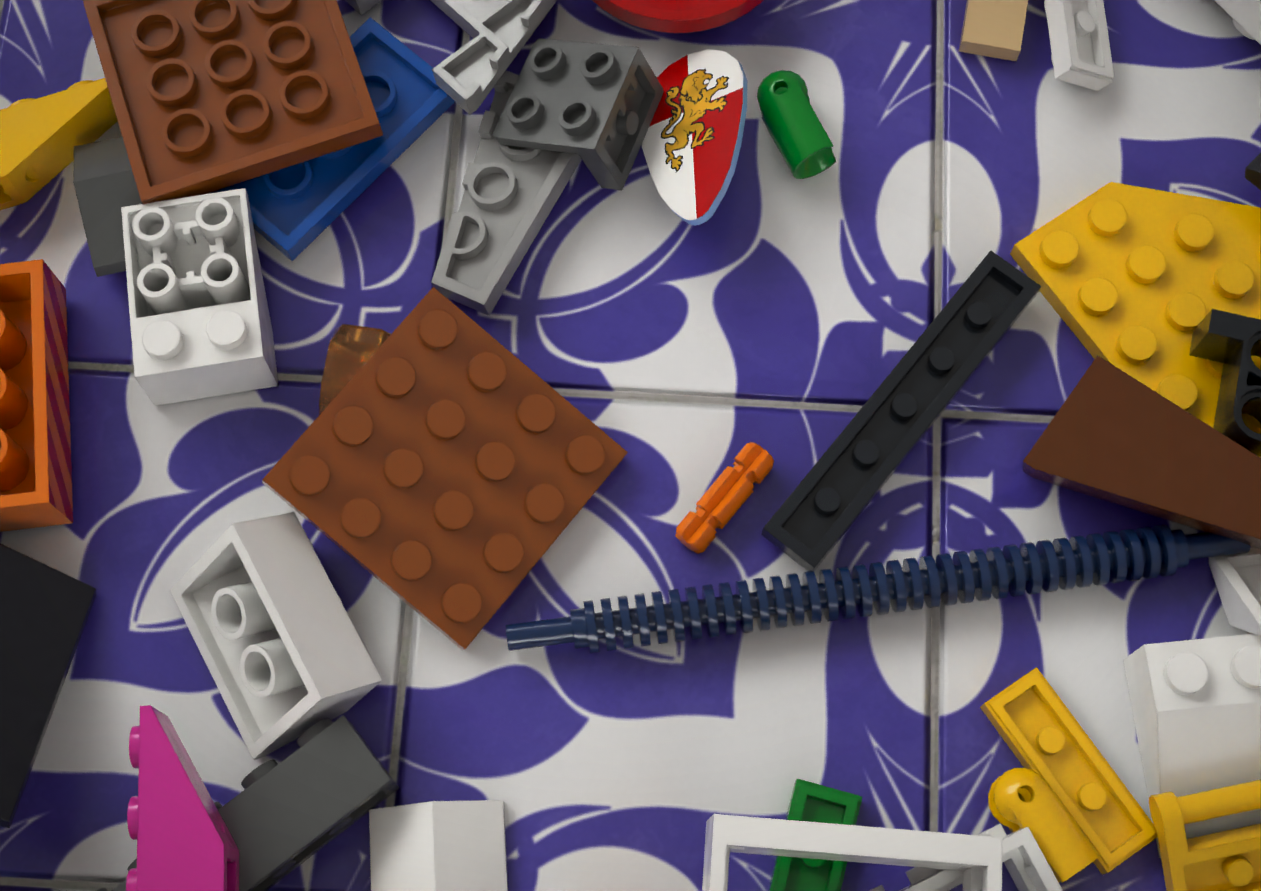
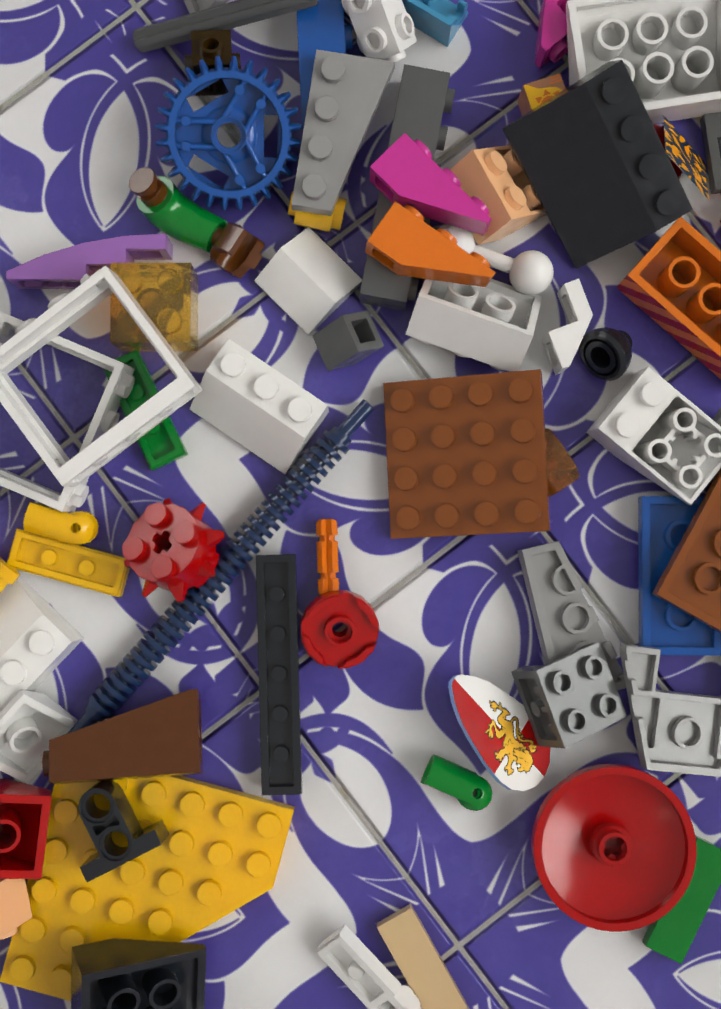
camera: 140 degrees right, 15 degrees up
(85, 767) = (502, 186): none -> light nougat slope
(157, 627) = (528, 272): none -> white piece
(163, 447) = (606, 352): none -> black brick
(197, 502) = (563, 342): none -> white slope
(269, 769) = (419, 251): none -> orange slope
(461, 734) = (340, 342): none -> dark grey brick
(648, 751) = (258, 406): none -> white slope
(790, 375) = (345, 647): none -> red plate
(881, 644) = (172, 548): none -> red brick

